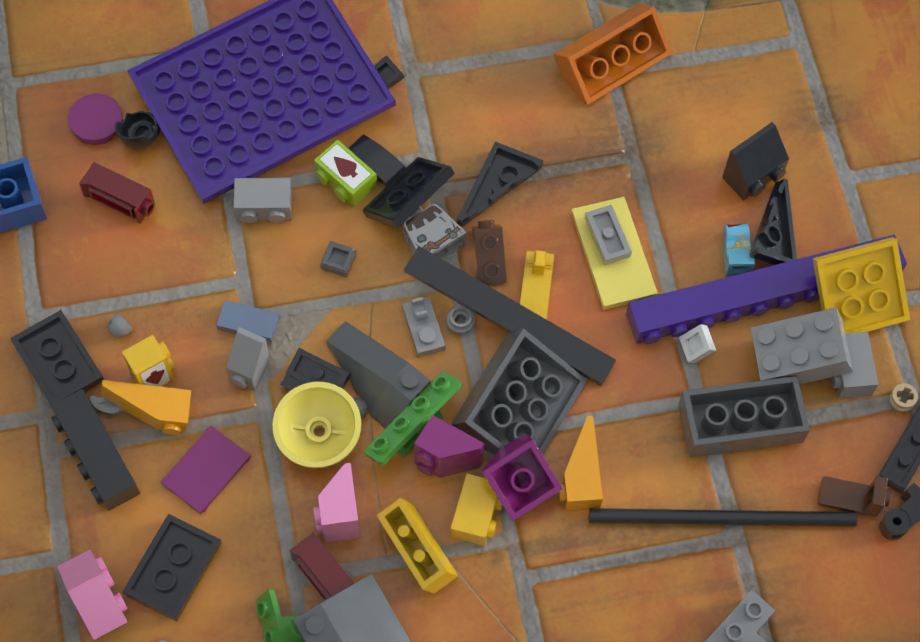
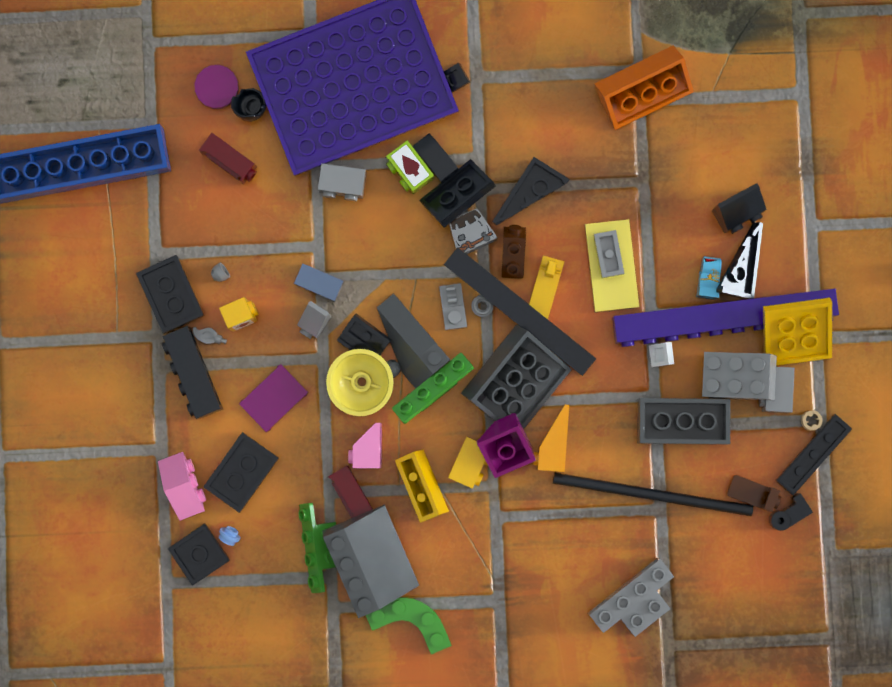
camera: 15 degrees right, 20 degrees up
(157, 406) = (241, 346): light orange slope -> none
(338, 259) = (395, 239): dark grey tile -> none
(446, 450) = (452, 415): magenta slope -> none

